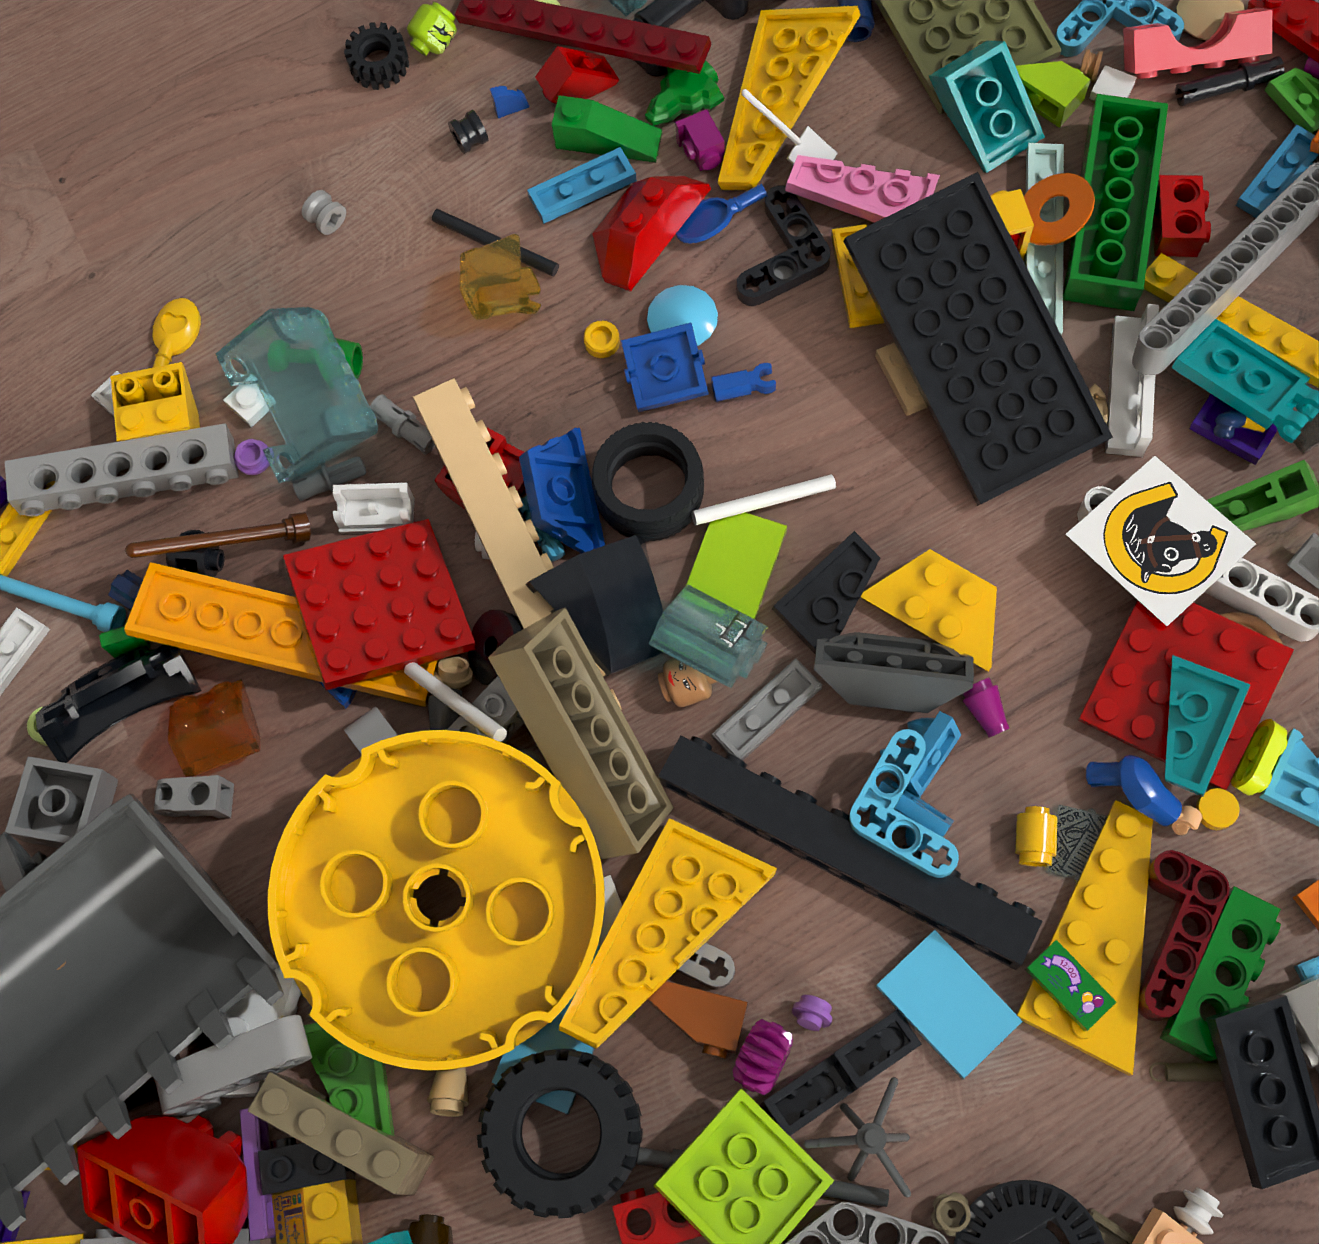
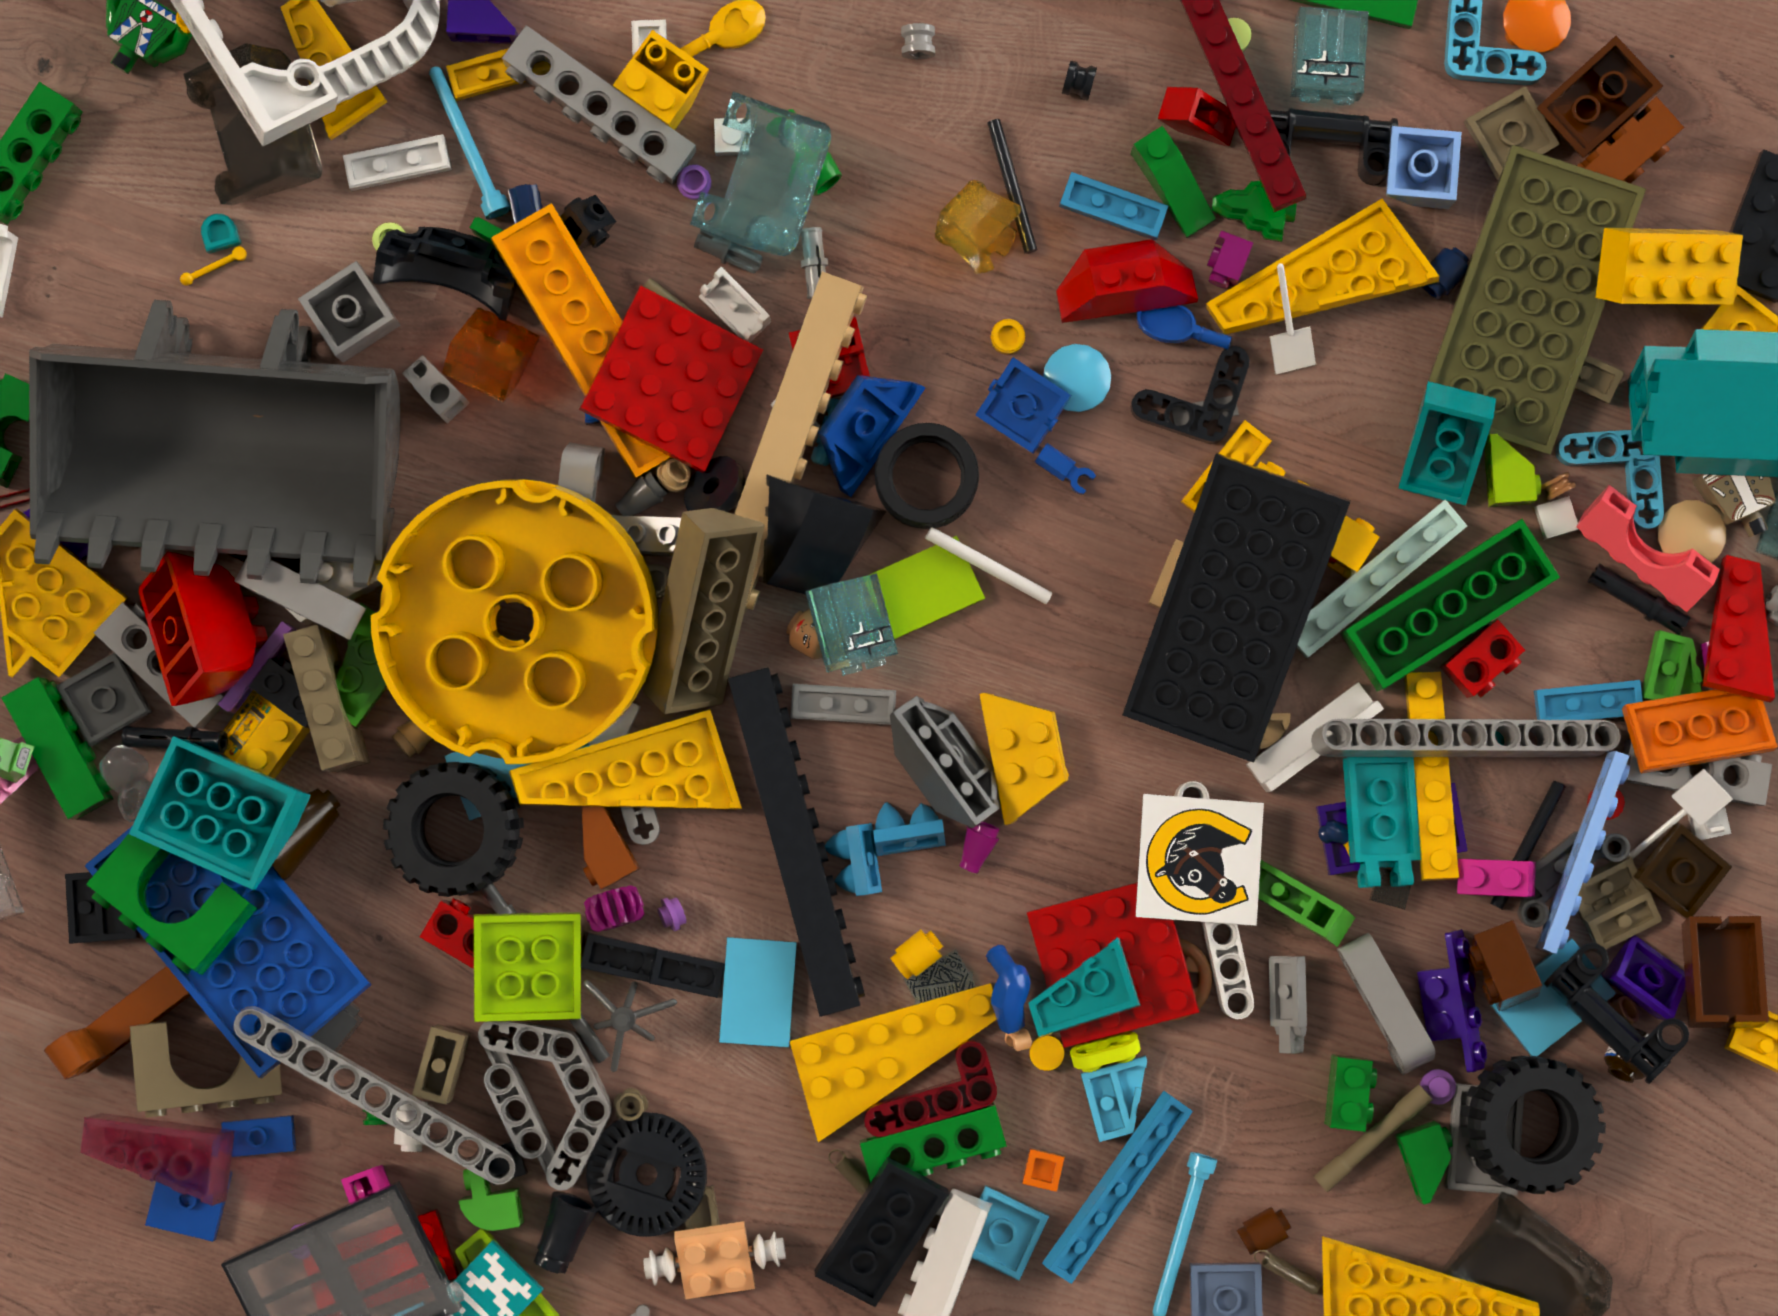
camera: 40 degrees right, 15 degrees up
(293, 528) = (669, 265): reddish brown piece -> none
(455, 702) = (647, 504): white bar -> none
(508, 101) = (1128, 81): blue tile -> none
(827, 594) = (961, 671): black wing -> none
(858, 190) = (1300, 426): bright pink wing -> none
(885, 803) = (842, 841): medium azure beam -> none
(1070, 985) = (835, 1057): green tile -> none
(1081, 207) = (1402, 592): orange gear -> none

